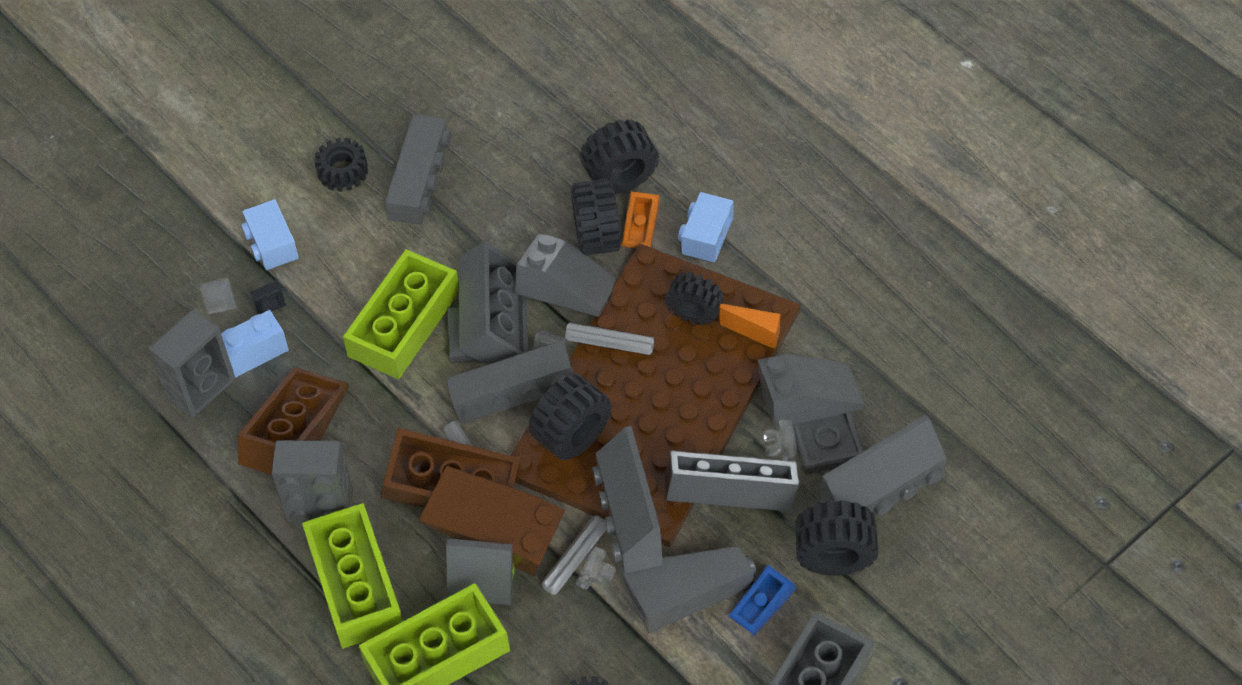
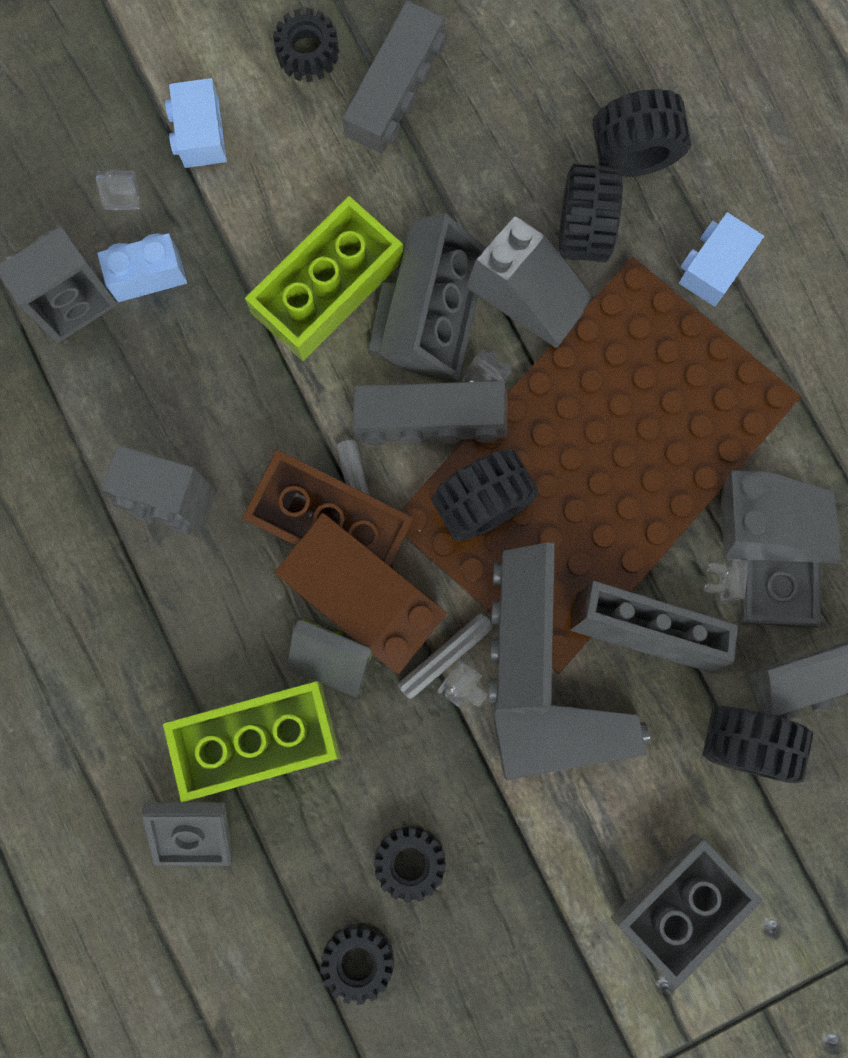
camera: 15 degrees right, 25 degrees up
(268, 298) = (176, 210): black tile -> none
(294, 412) = (164, 386): reddish brown slope -> none
(352, 575) = (182, 616): lime brick -> none
(609, 338) = (562, 385): light grey axle -> none
(640, 219) = (642, 223): orange slope -> none
(694, 298) = (679, 366): black tyre -> none
(752, 323) = (743, 420): orange slope -> none
(762, 600) = (645, 779): blue slope -> none

